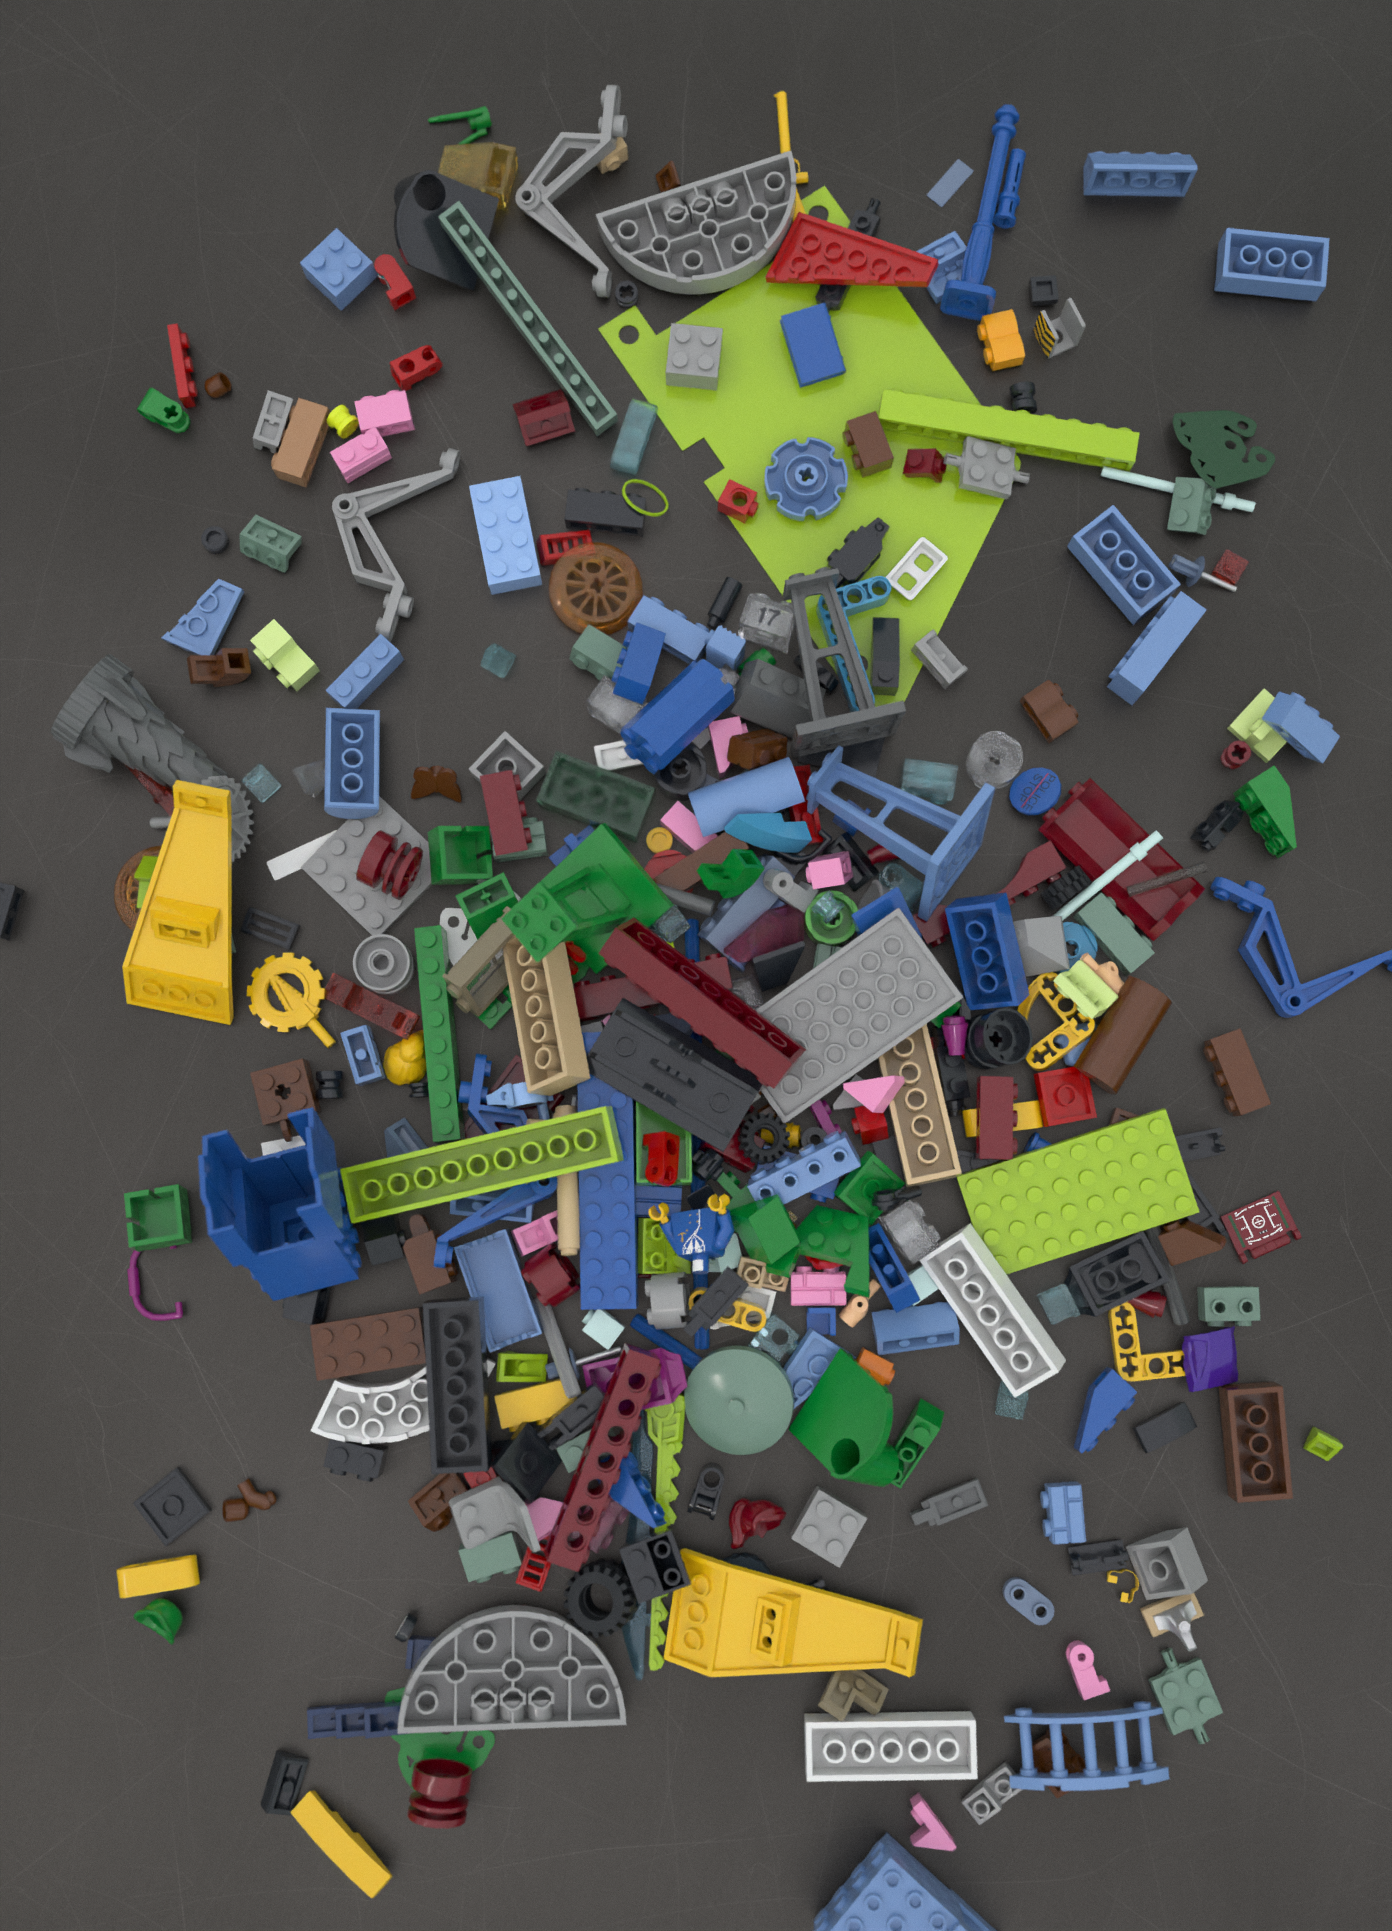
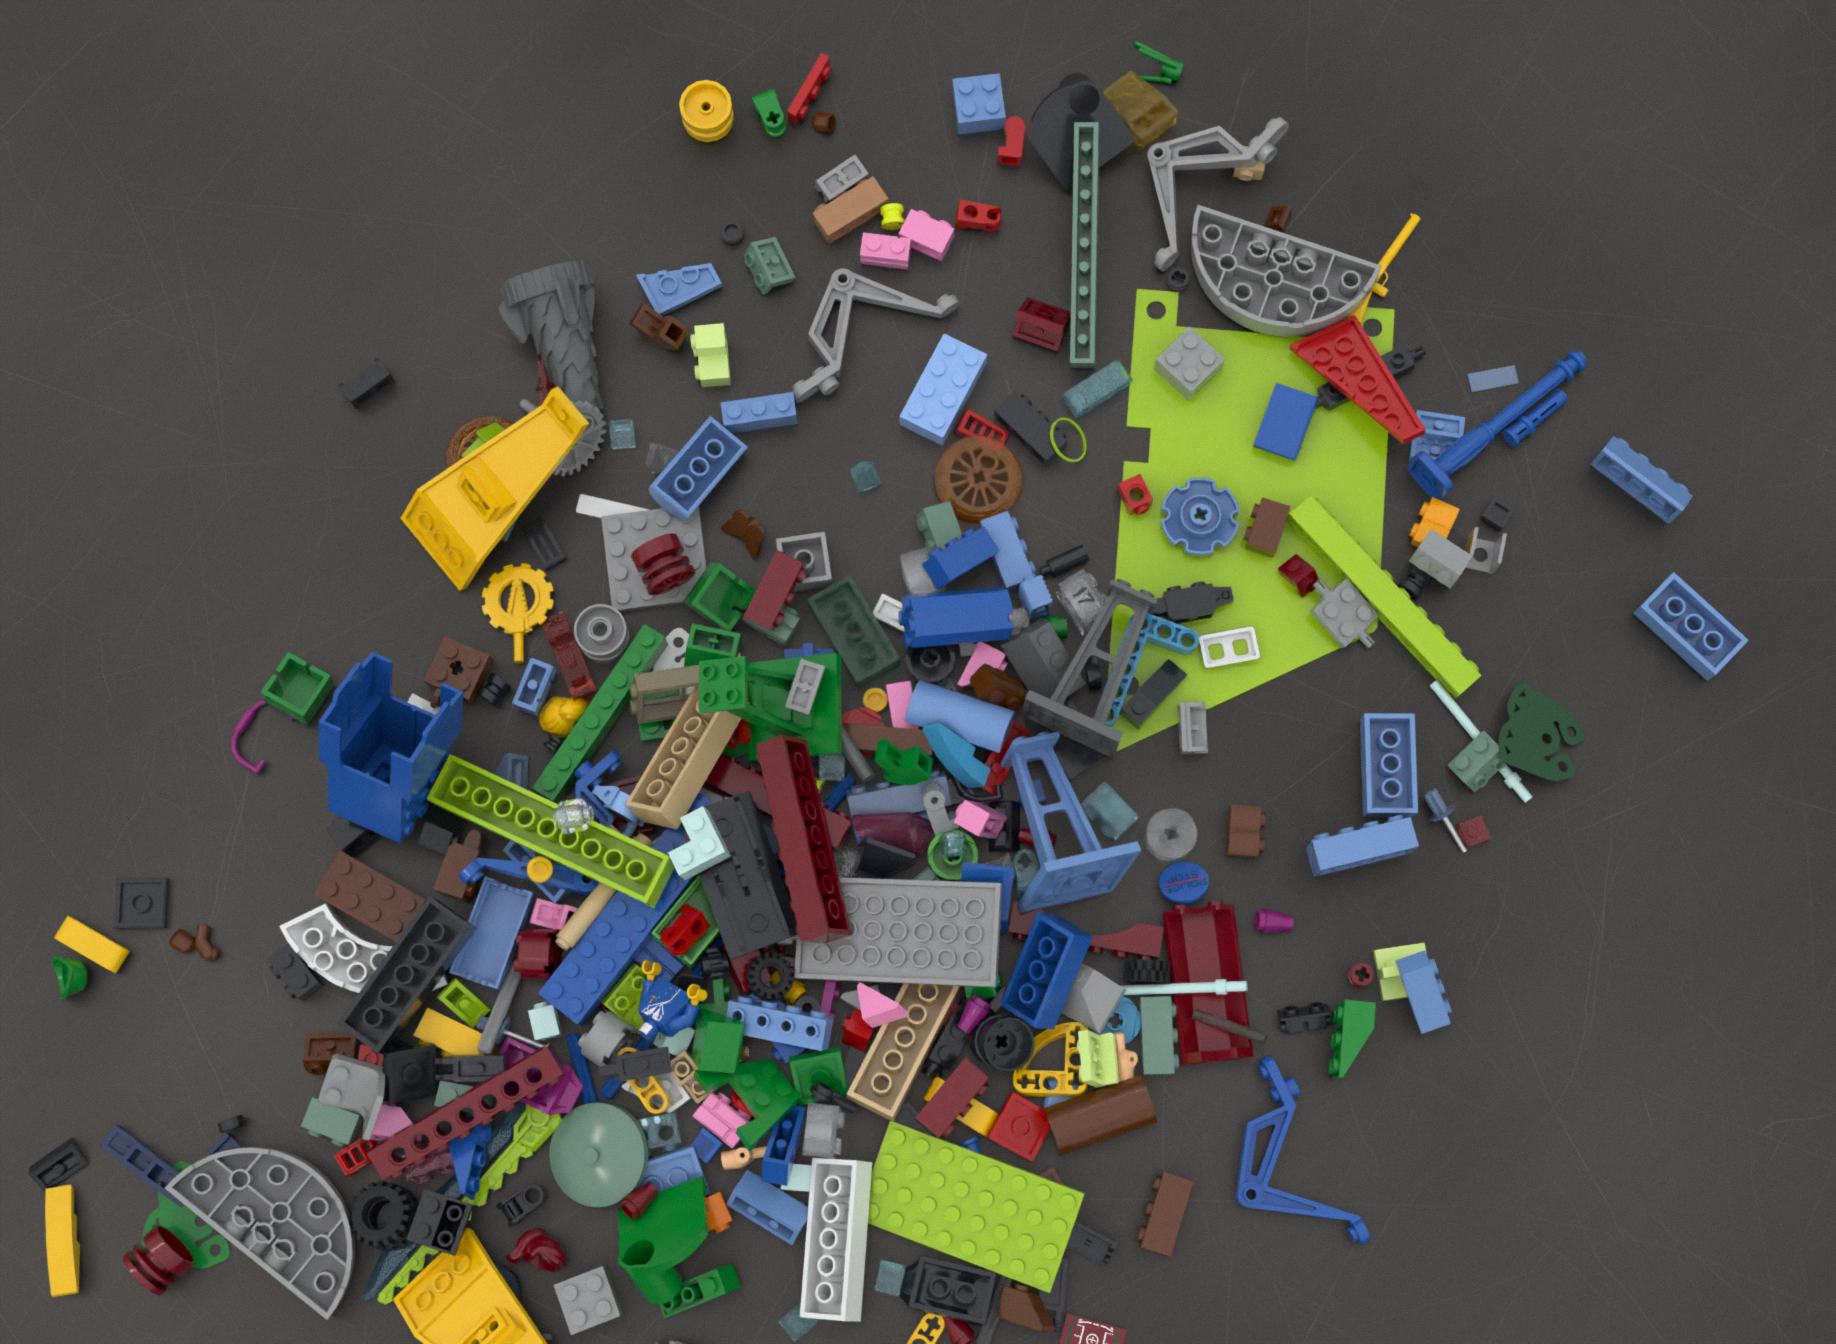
camera: 40 degrees right, 5 degrees down
(107, 449) = (706, 111): none -> yellow wheel
(494, 1137) = (572, 816): none -> clear head
(498, 1205) = (539, 869): none -> yellow tile
(600, 872) = (805, 687): none -> light grey hinge
(628, 1075) = (704, 848): none -> light aqua brick
(804, 1412) = (637, 1201): none -> dark red cone
(1032, 360) = (1440, 558): none -> light grey slope
(1128, 768) = (1272, 921): none -> magenta cone

